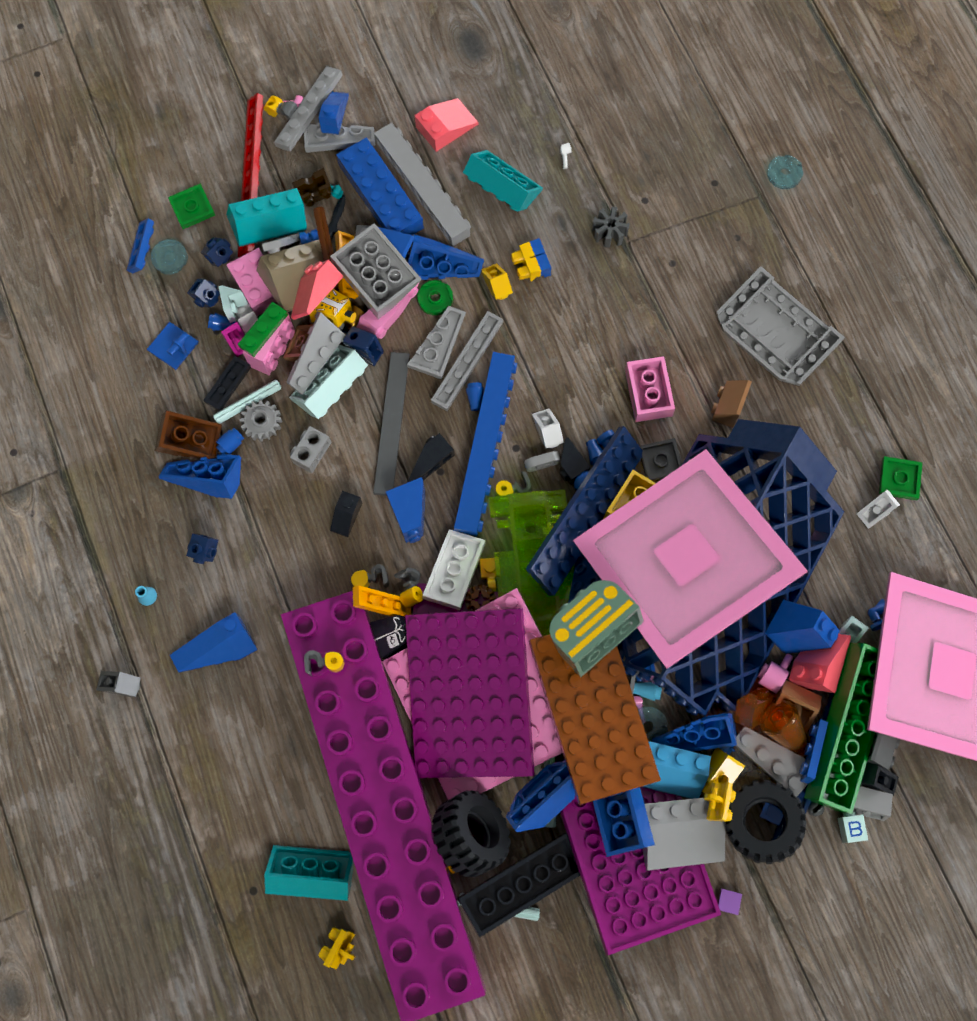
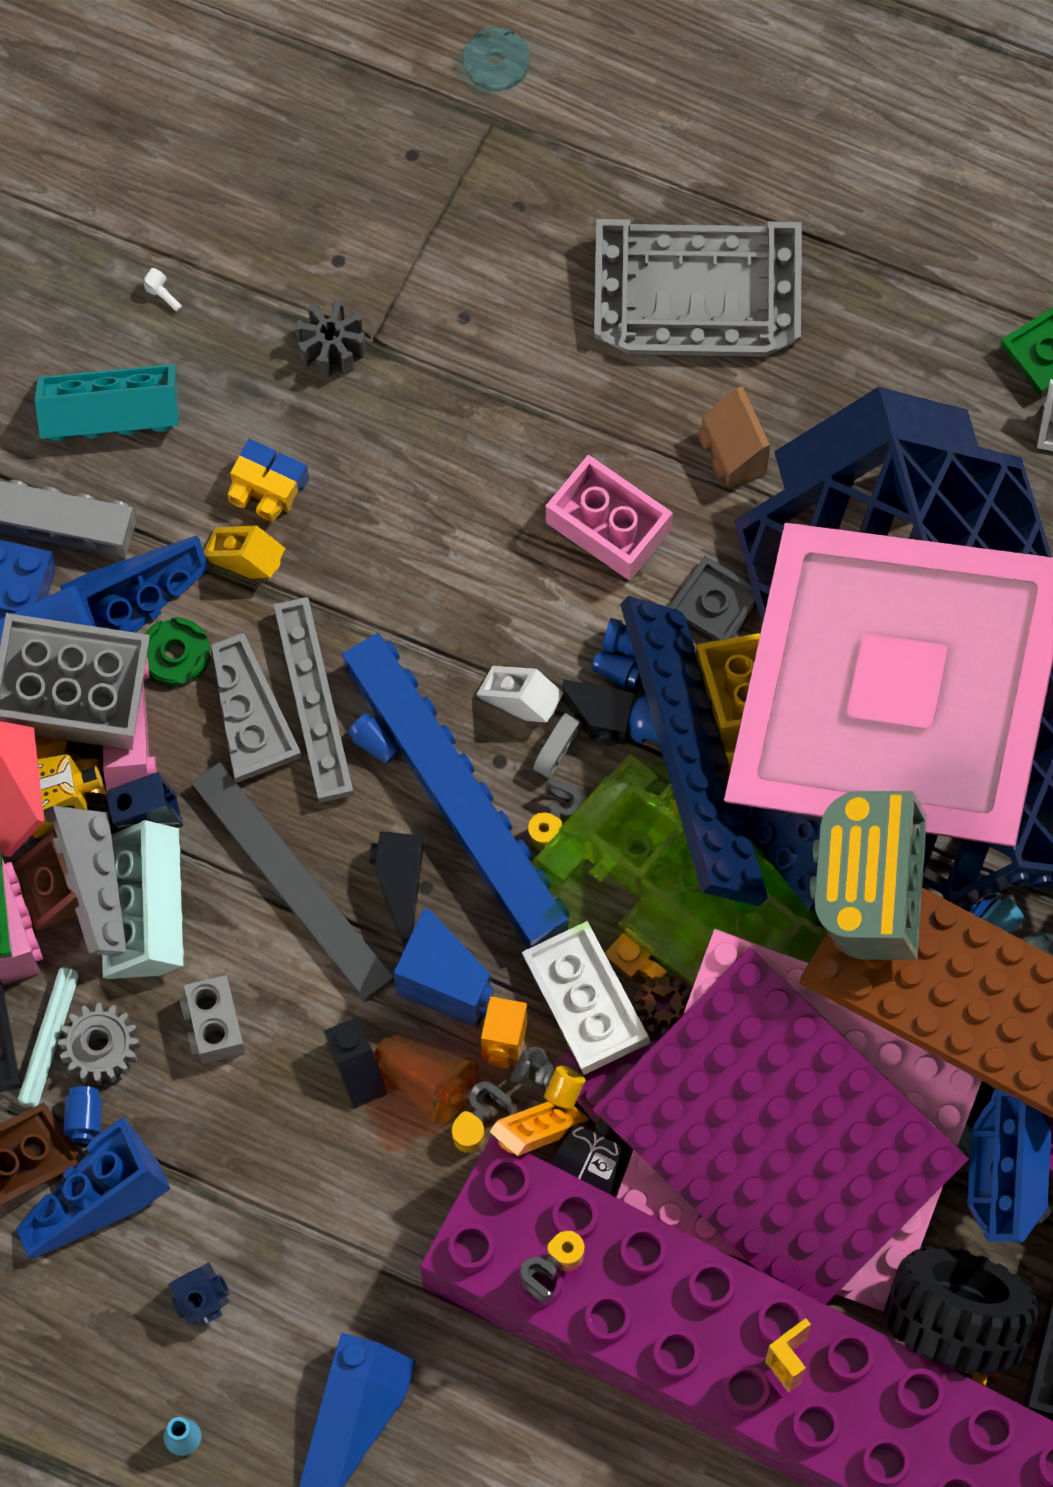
camera: 45 degrees left, 5 degrees down
(365, 545) = (428, 1076): none -> clear orange cone
(369, 788) = (782, 1358): none -> yellow panel
(408, 553) = (504, 1032): none -> light orange brick

